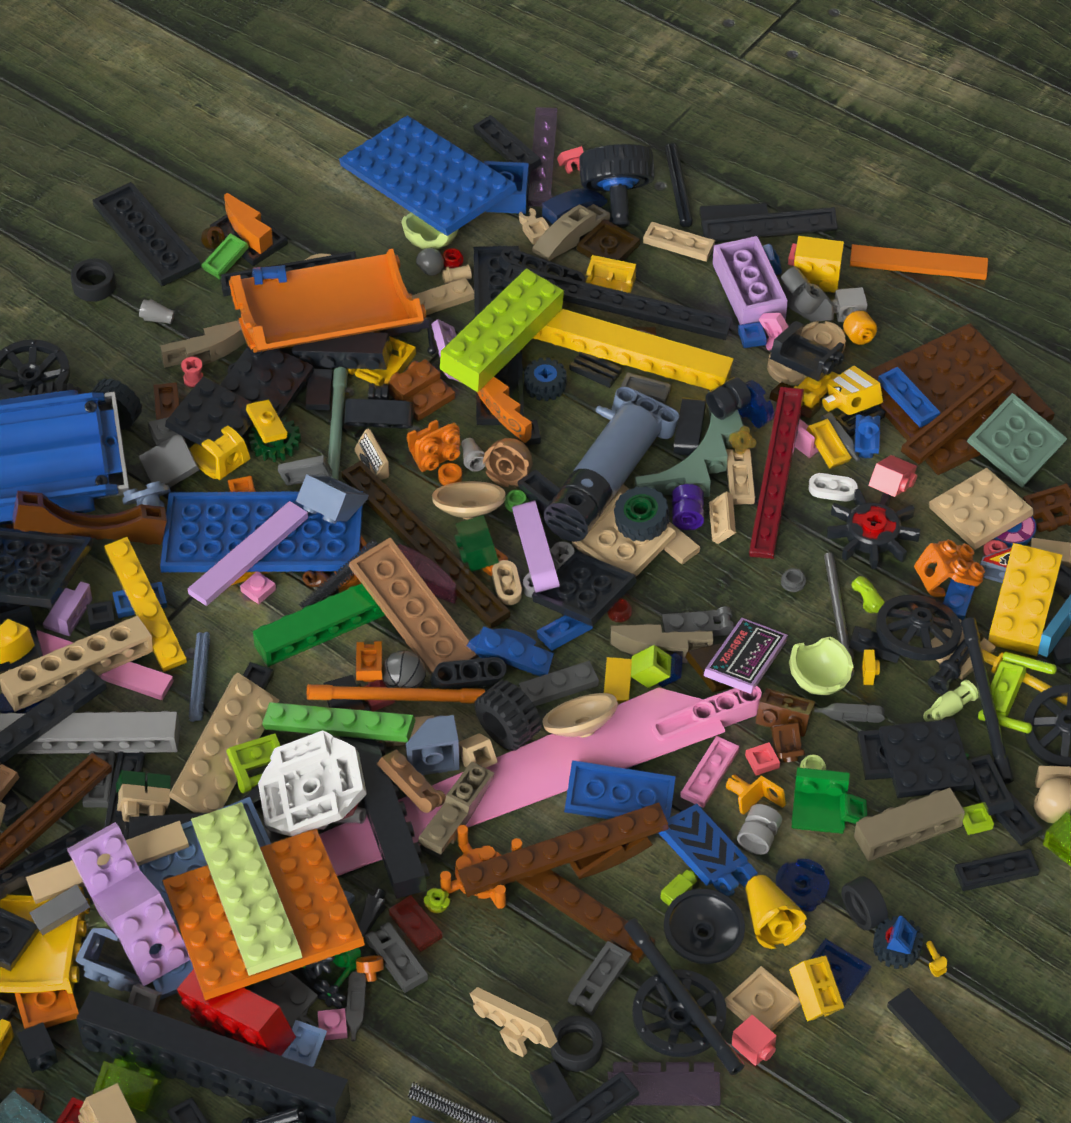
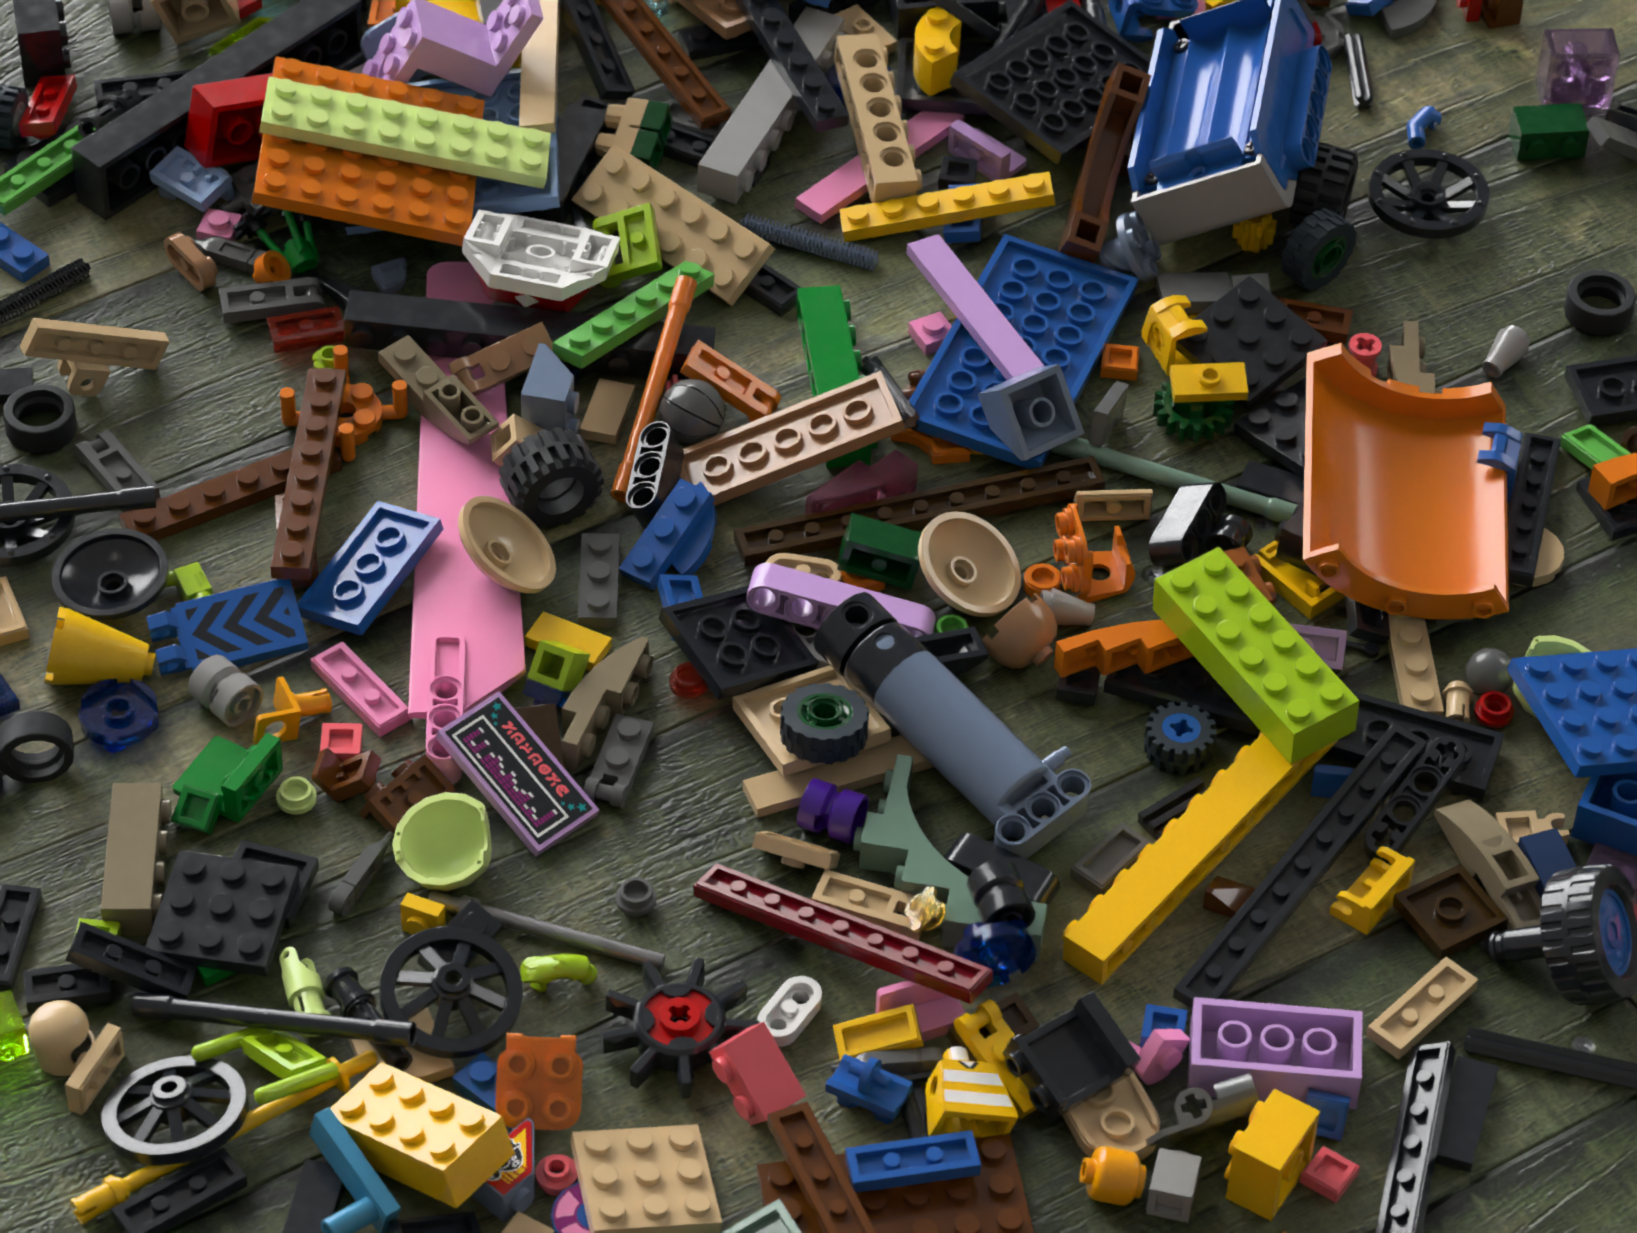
camera: 110 degrees right, 5 degrees down
(385, 1014) = (190, 261): none -> medium nougat plate

